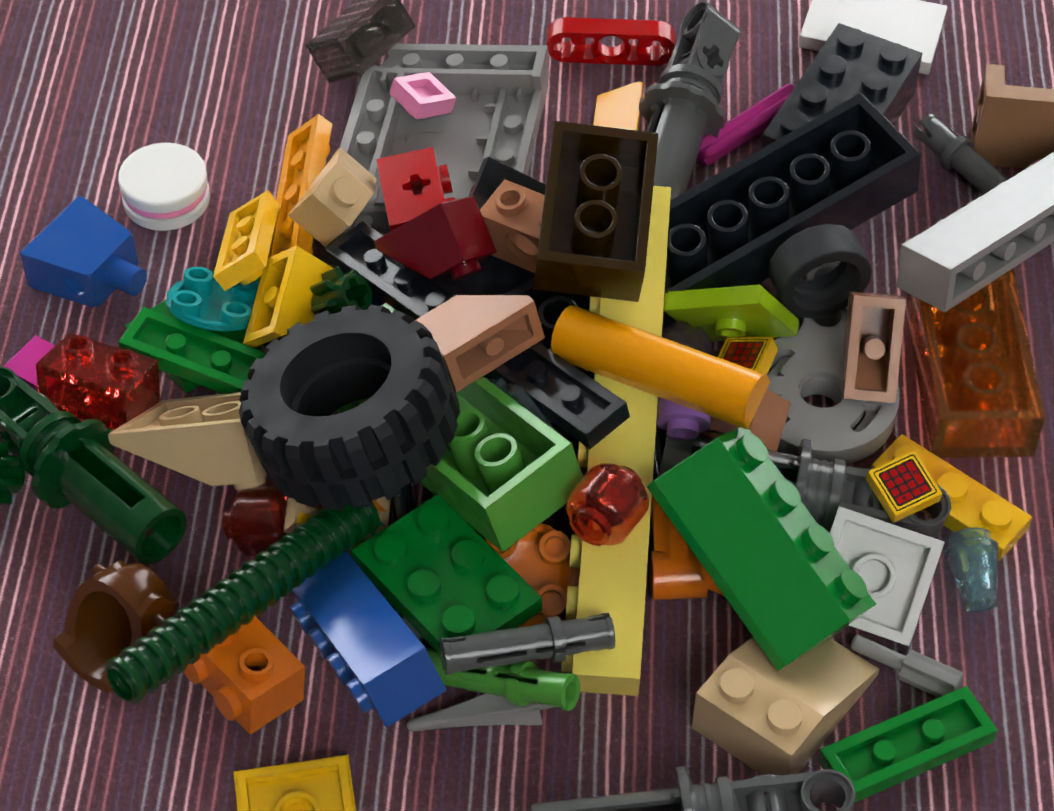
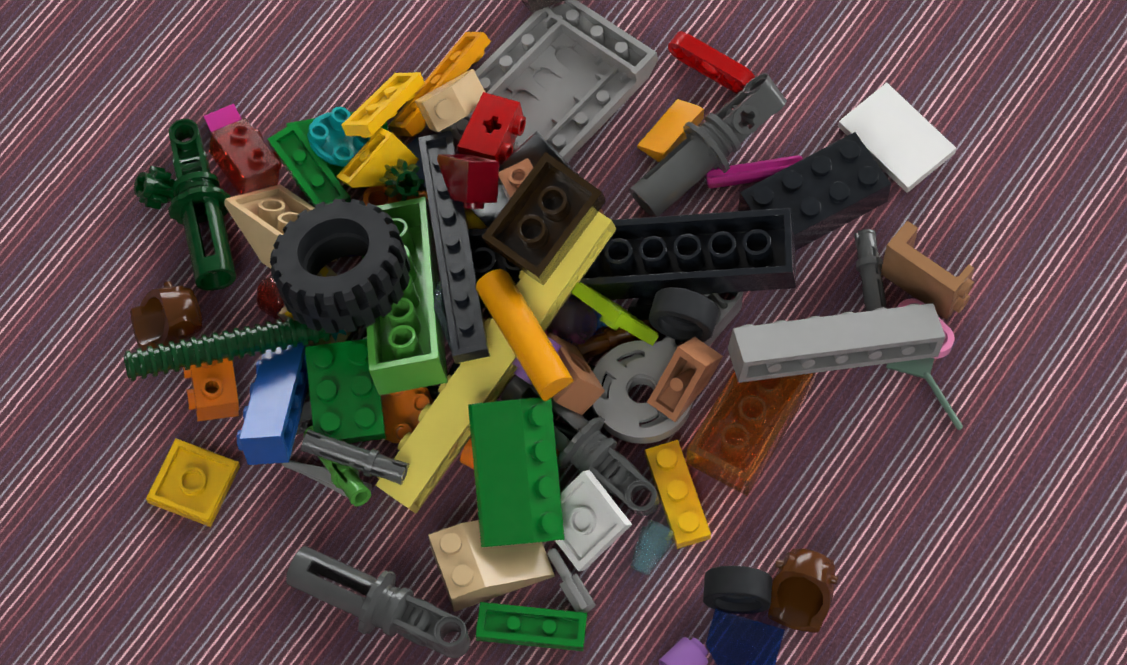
camera: 35 degrees right, 15 degrees up
(83, 256) = (290, 62): blue torso -> none
(164, 186) = (367, 33): white head -> none
(422, 95) = (557, 49): bright pink plate -> none
(482, 333) = (437, 257): nougat slope -> none
(607, 504) = (444, 401): clear red head -> none
(750, 352) = (607, 346): tile -> none
(903, 486) = (630, 478): tile -> none

